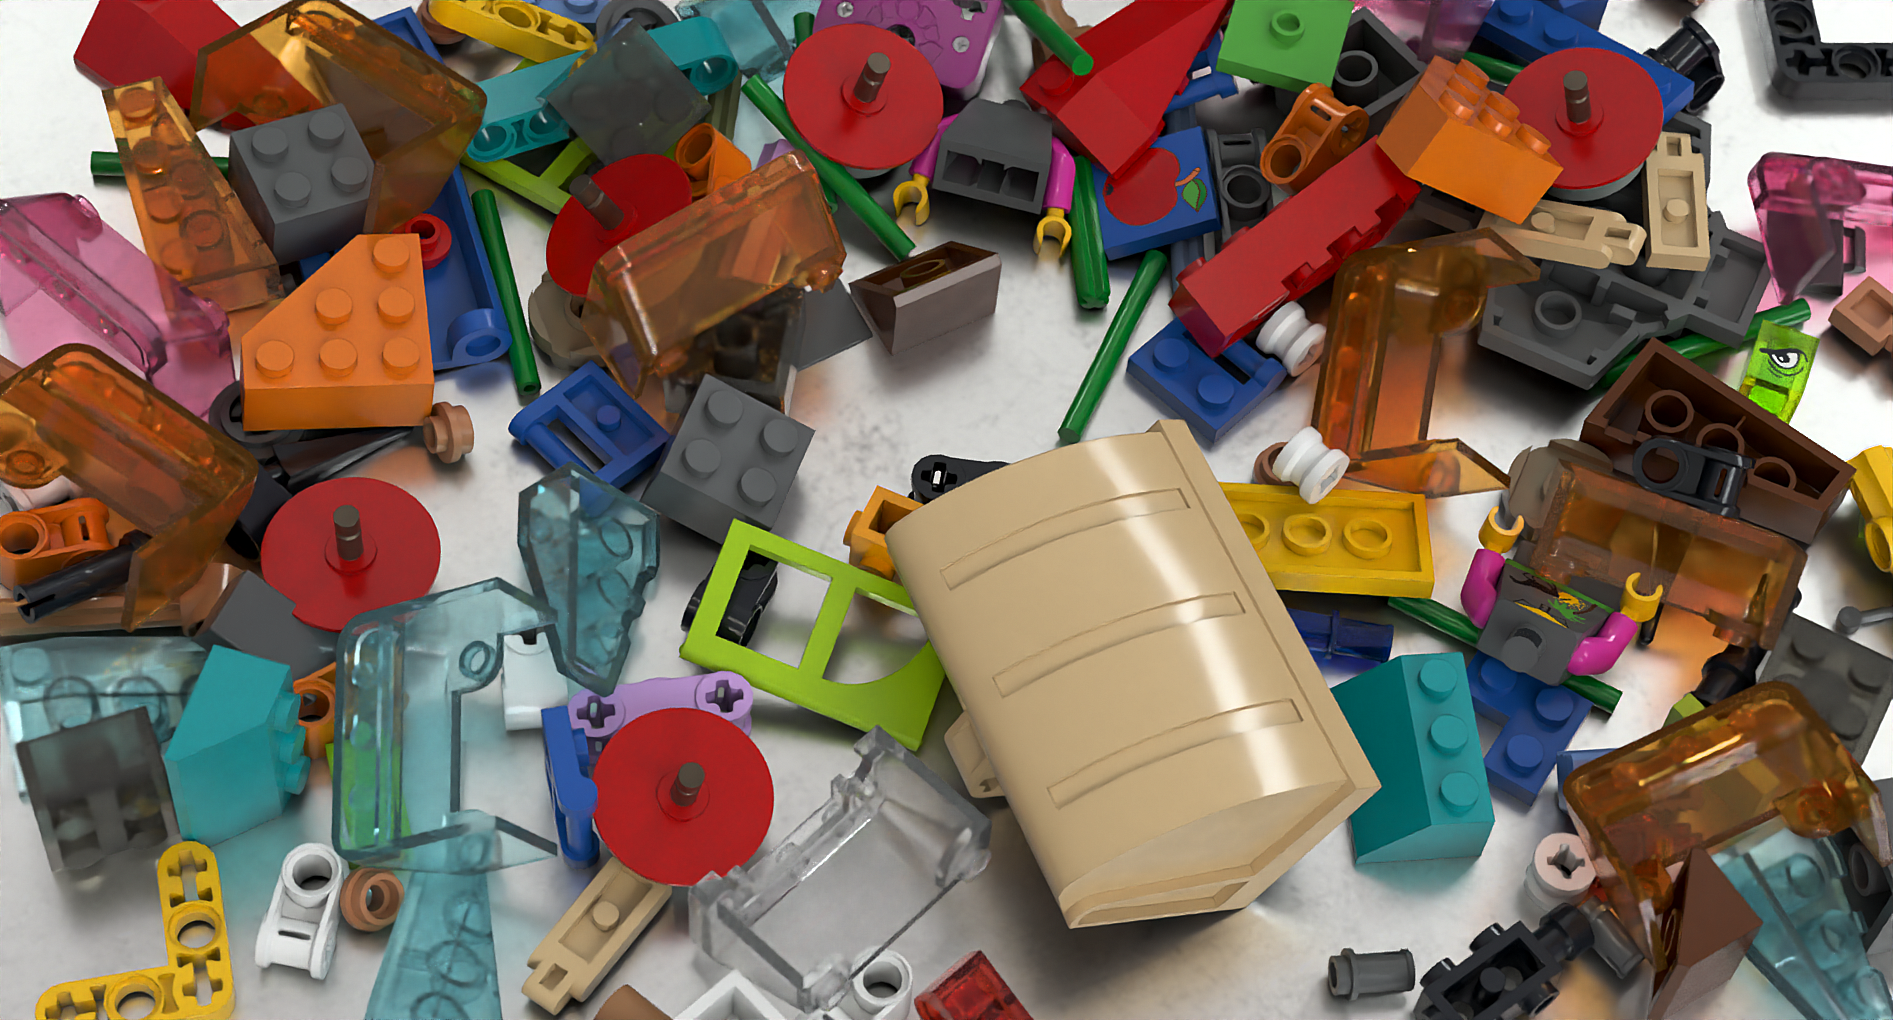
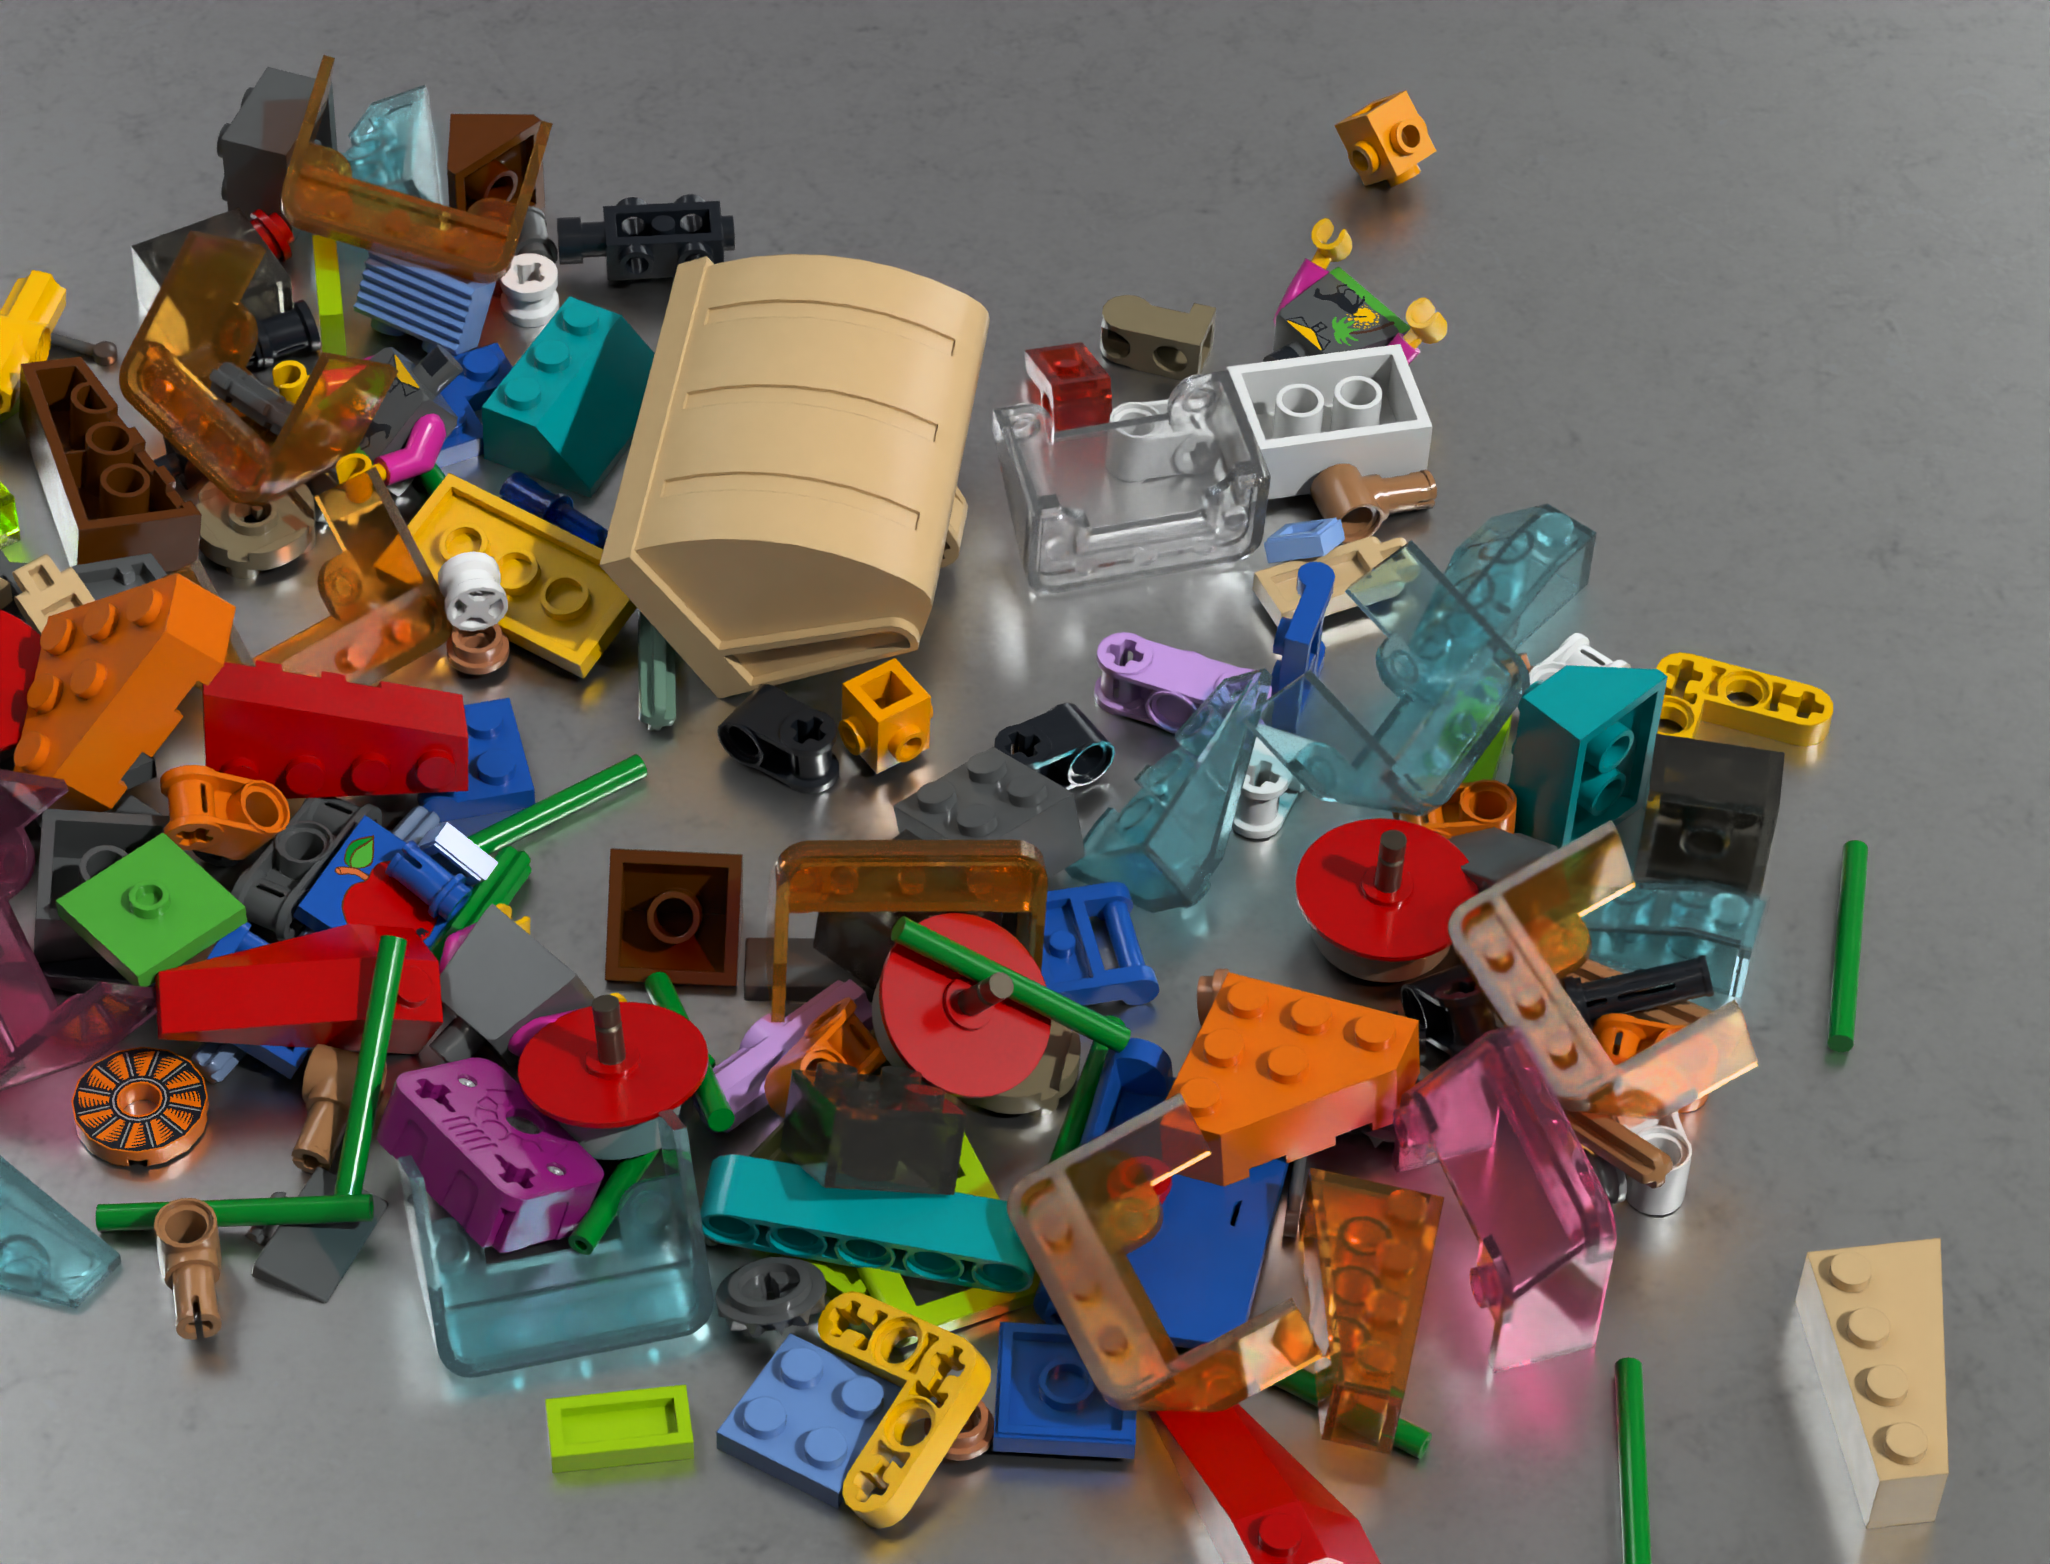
camera: 145 degrees left, 10 degrees down
(303, 181) = (1228, 1244): dark grey brick -> none
(590, 247) = (1025, 992): none -> green bar
(647, 949) = (1304, 540): none -> light blue tile
(682, 796) = (1214, 596): red piece -> none
(895, 703) = (976, 626): lime window -> none
(1125, 201) = (429, 881): none -> blue pin
(1129, 245) = (457, 853): none -> tile
(1646, 557) = (250, 396): none -> dark grey axle
(1697, 474) = (164, 419): black piece -> none

